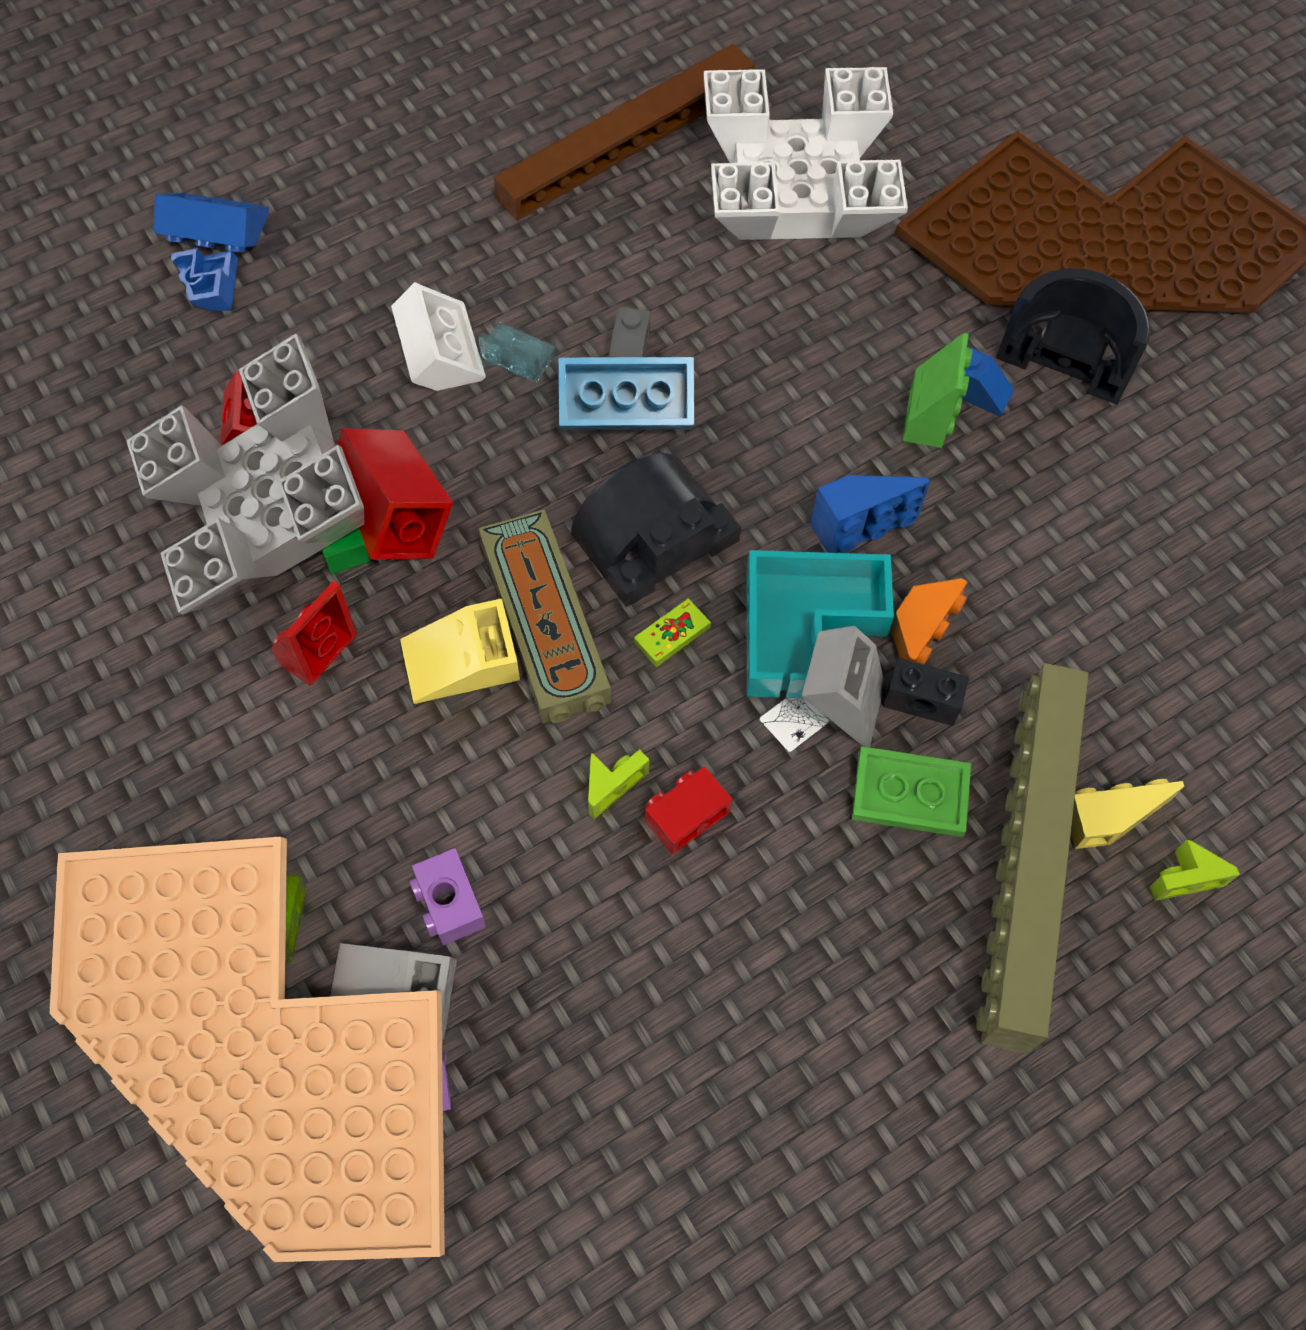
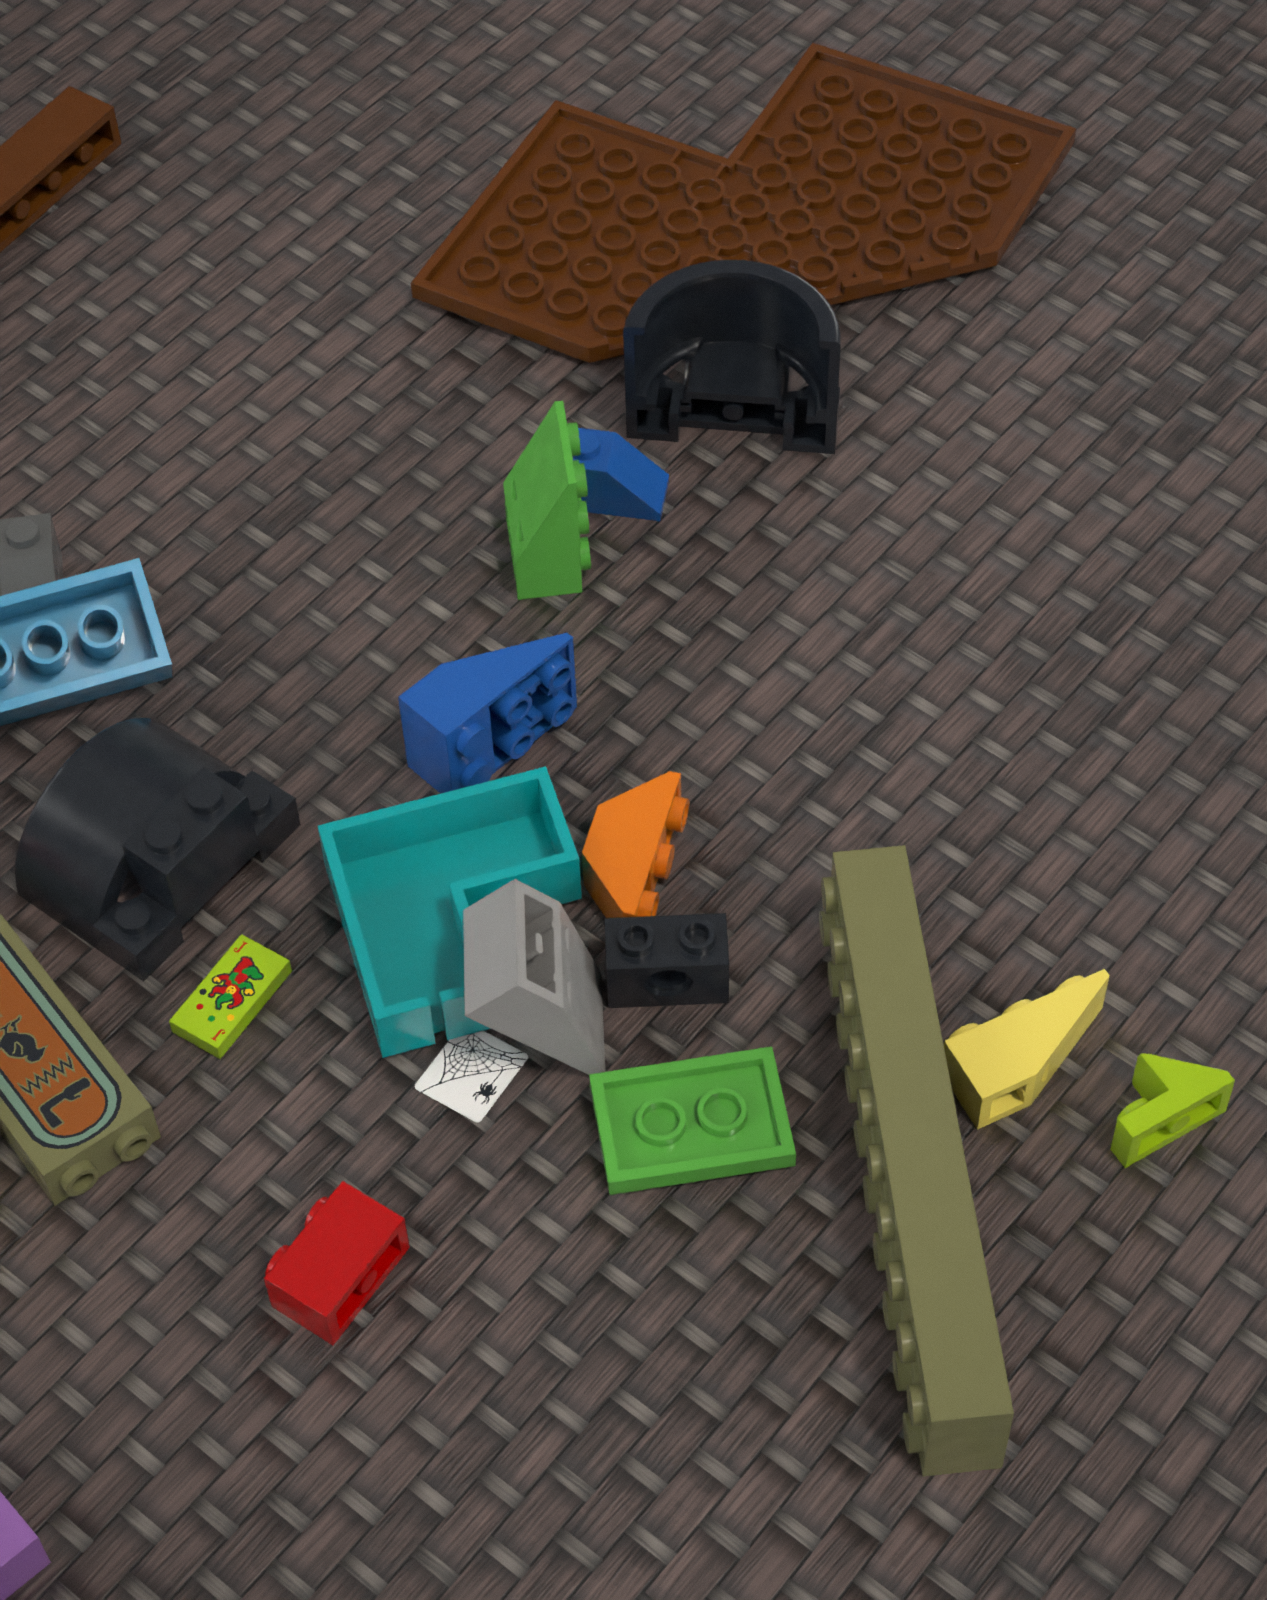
camera: 15 degrees left, 10 degrees down
(609, 786) = (197, 1264): lime slope -> none
(802, 172) = (233, 248): white slope -> none

